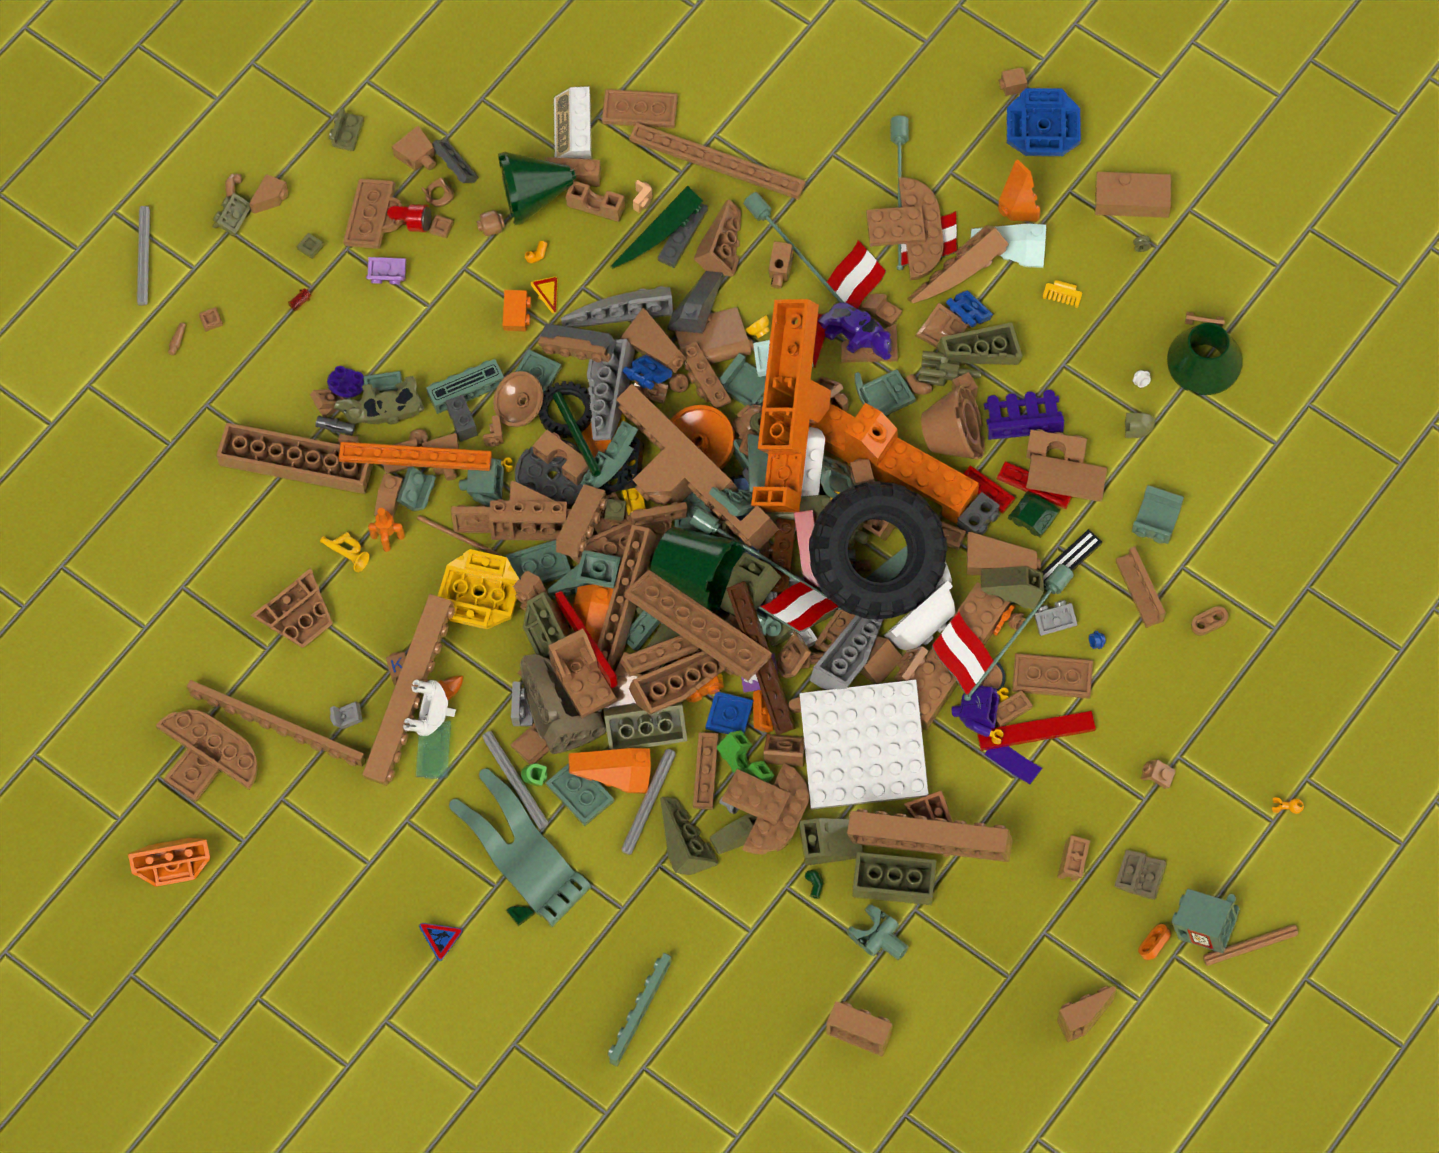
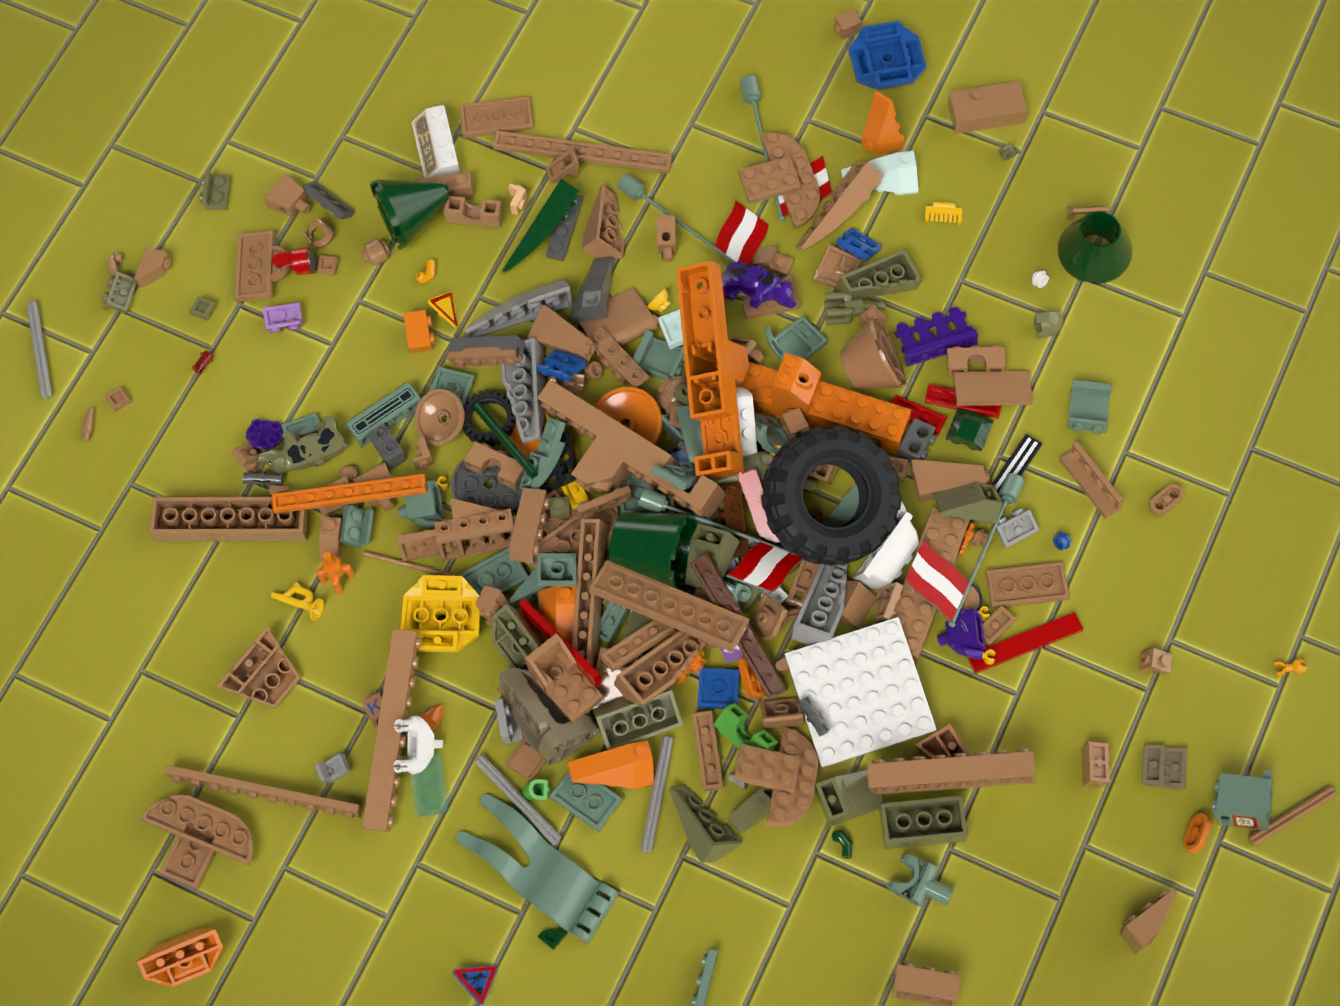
camera: 10 degrees left, 0 degrees up
(694, 172) = (563, 166): none -> medium nougat slope
(813, 757) = (814, 716): none -> dark grey pin
(918, 387) = (827, 329): medium nougat arm -> none
(1014, 763) = (1011, 680): dark purple sticker -> none

